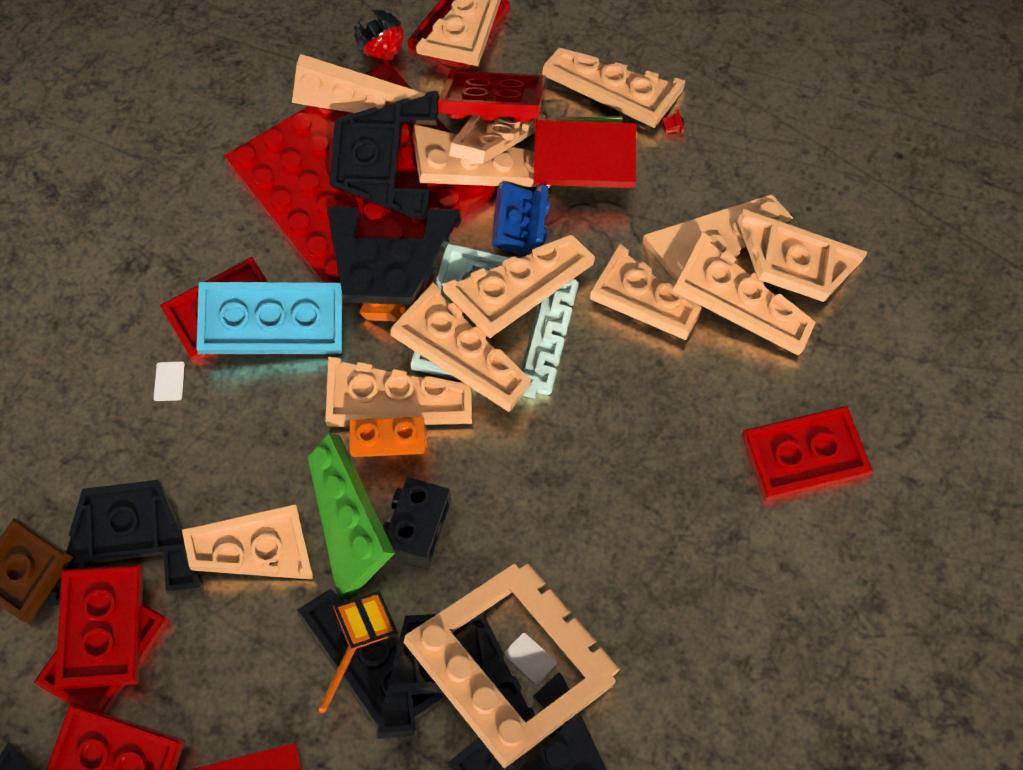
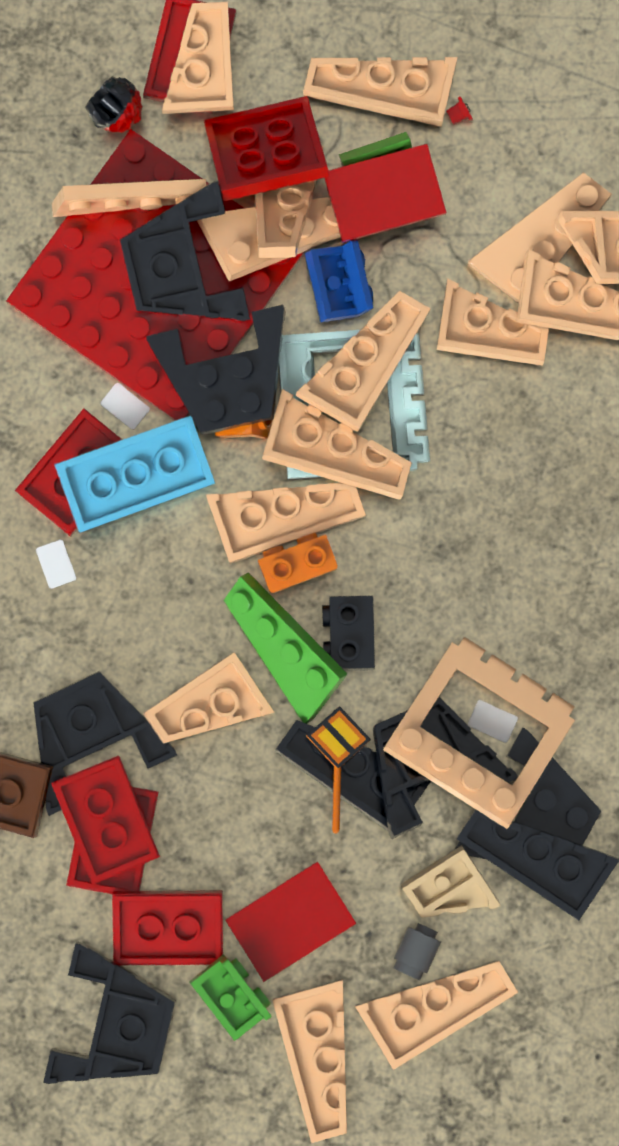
camera: 20 degrees left, 20 degrees up
(290, 267) = (125, 406): none -> white sticker

